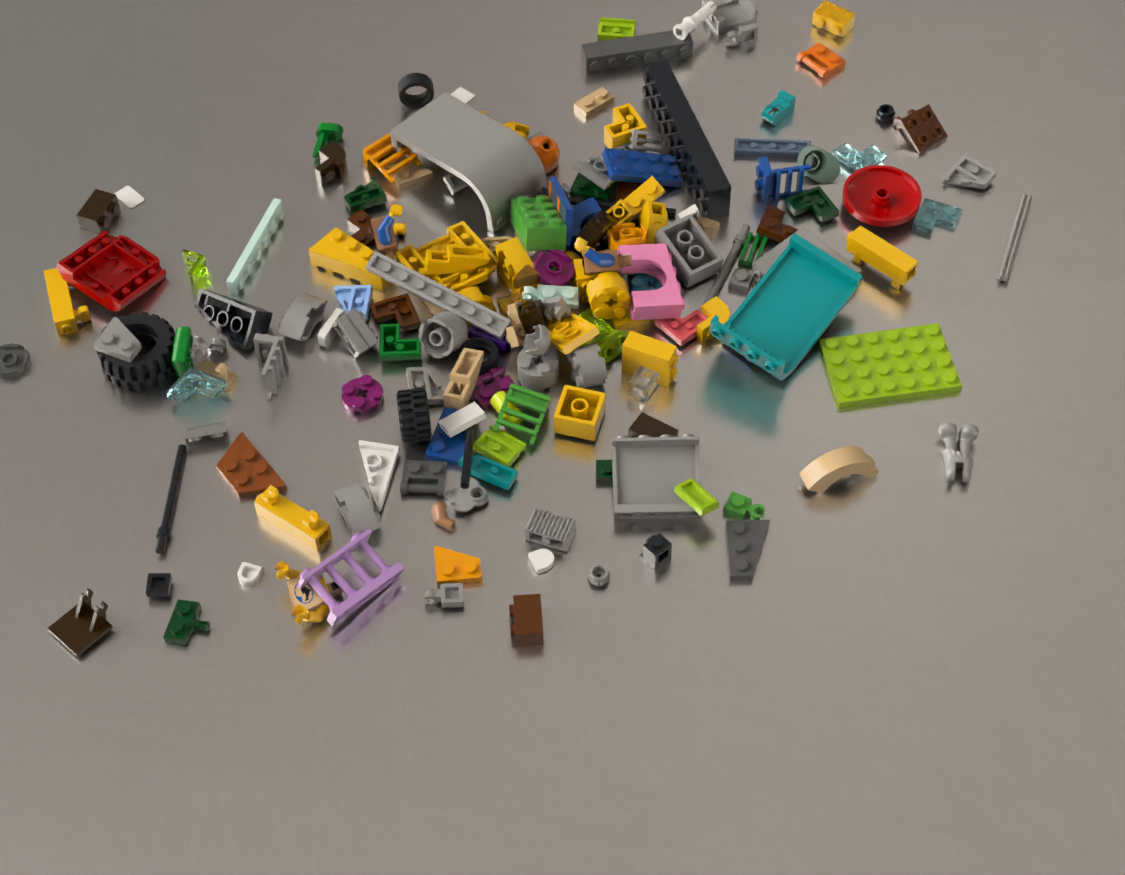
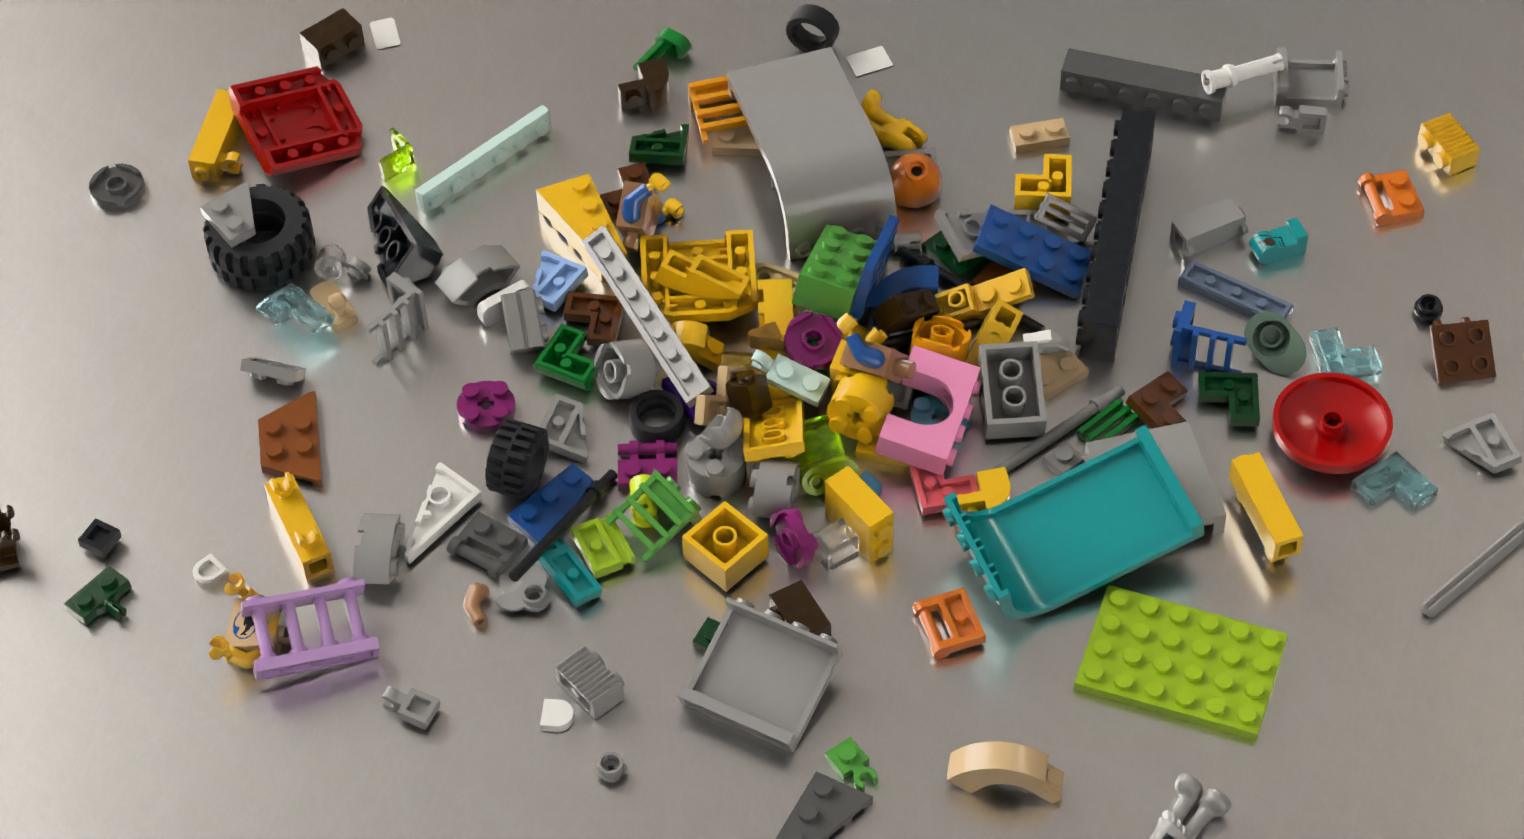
camera: 30 degrees right, 0 degrees up
(164, 530) = (148, 475): black bar -> none
(182, 351) = (300, 259): green brick -> none
(456, 567) = (448, 676): light orange wing -> none
(462, 419) = (574, 490): white tile -> none
(463, 379) = (611, 438): tan slope -> none
(528, 620) = (484, 782): reddish brown brick -> none
(555, 308) = (781, 395): light grey tile -> none
(615, 28) = (1136, 44): lime plate -> none
(629, 389) = (793, 539): none -> magenta plate
(653, 548) = (696, 763): black brick -> none
(696, 497) = (789, 722): lime tile -> none
(732, 116) = (1208, 227): none -> light grey brick
(745, 395) = (958, 618): none -> orange plate

